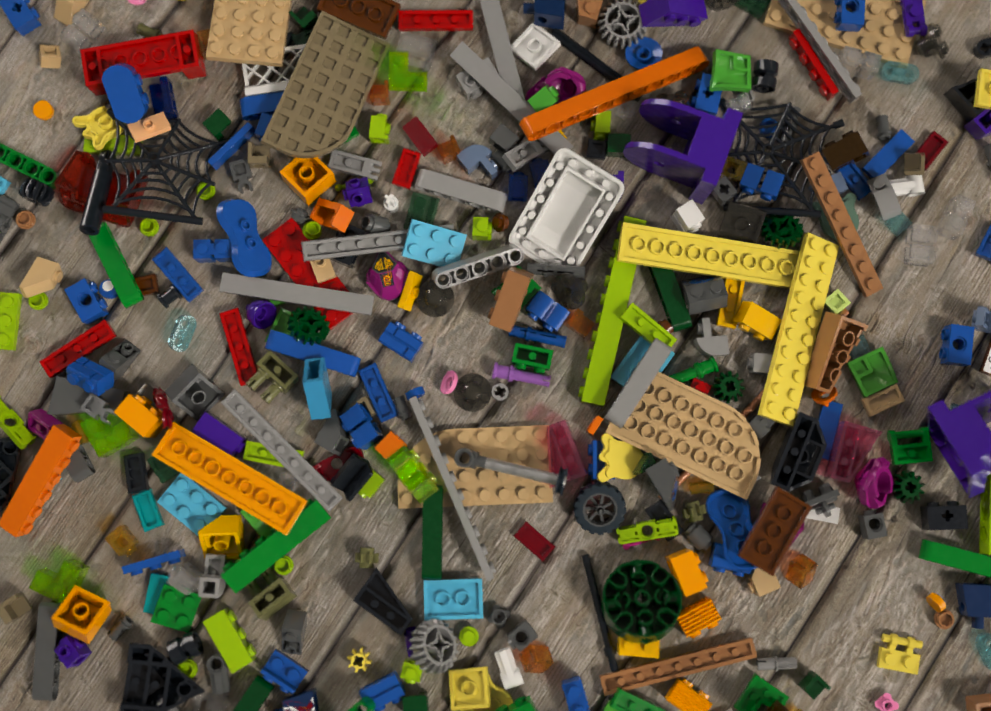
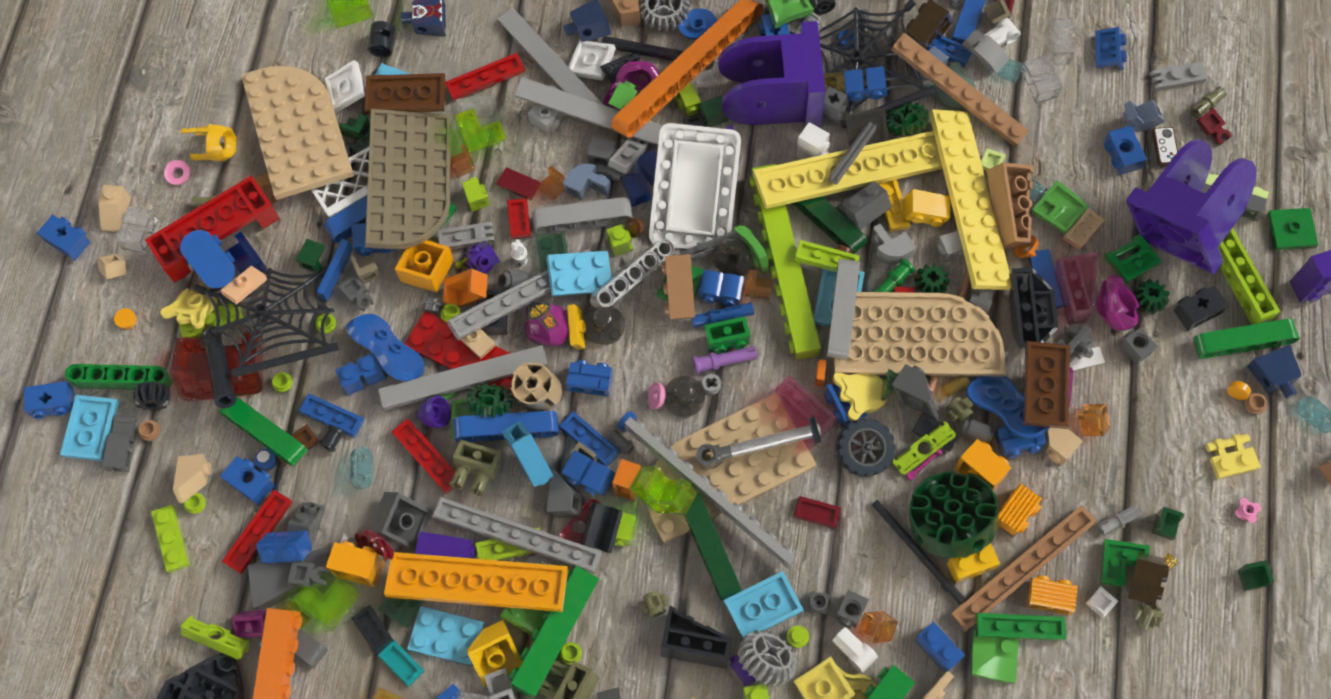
camera: 20 degrees left, 15 degrees down
(356, 325) = (535, 396): none -> tan cylinder
(548, 64) = (611, 69): none -> black hinge
(591, 281) = (760, 257): none -> bright green plate
(716, 243) = (852, 153): none -> dark grey axle

